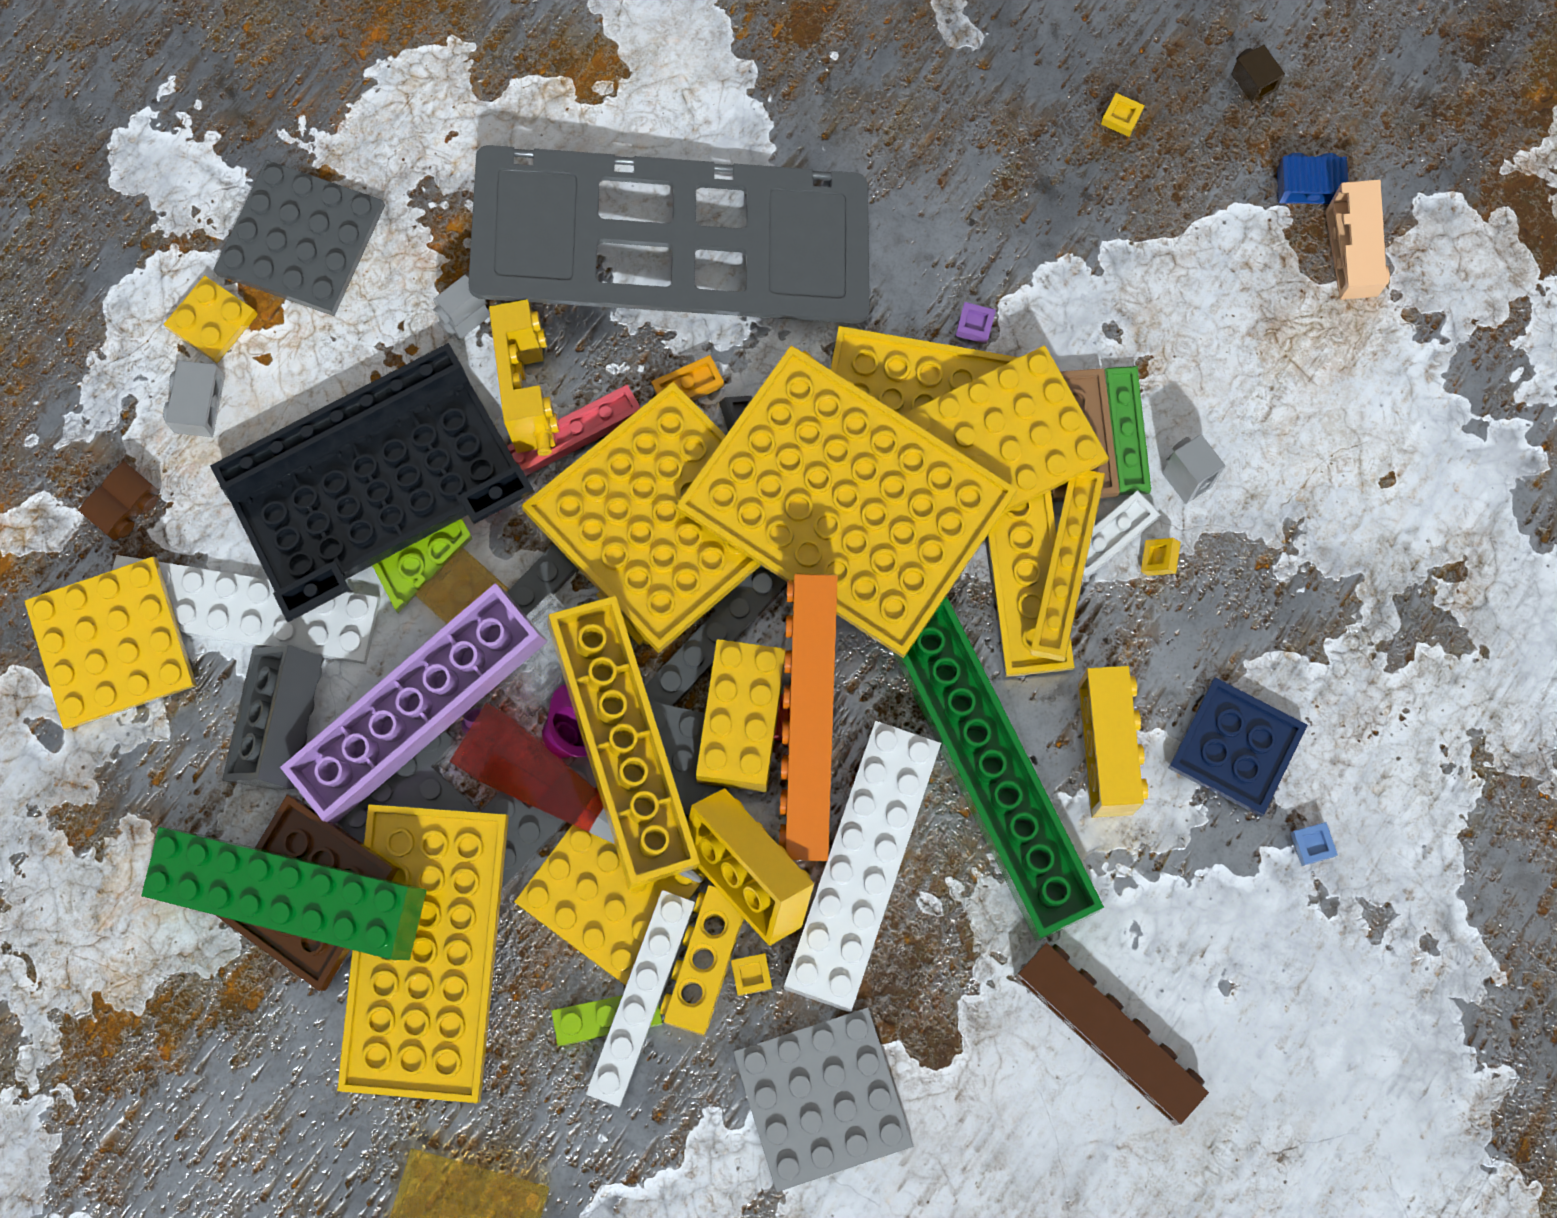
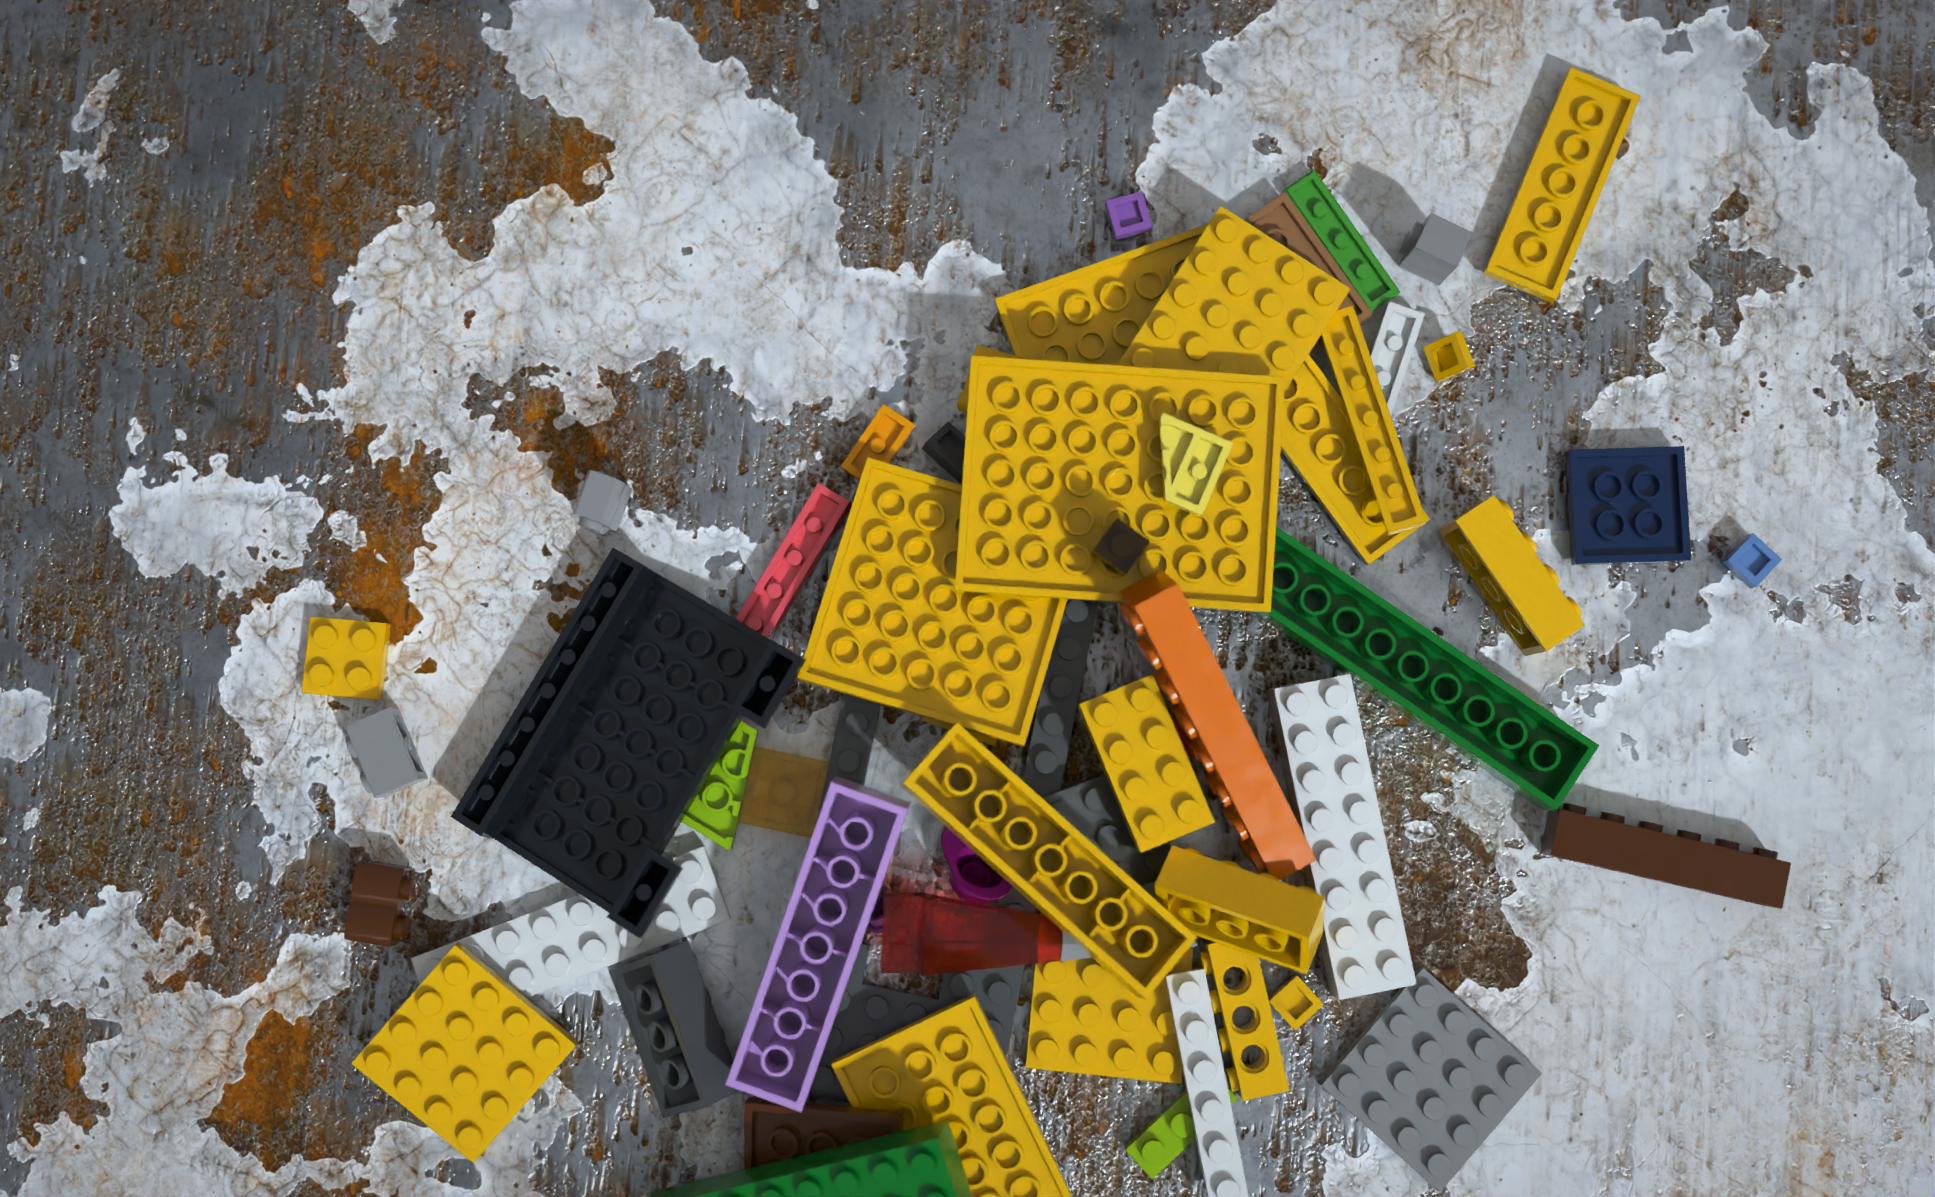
camera: 30 degrees left, 10 degrees up
(299, 237) = (381, 518): dark grey plate -> none
(526, 411) = (682, 499): yellow brick -> none
(542, 230) = (639, 374): dark grey door -> none
(815, 538) = (1120, 547): none -> dark brown brick
(906, 509) = (1190, 463): none -> light yellow wing
(1322, 480) = (1561, 185): none -> yellow plate

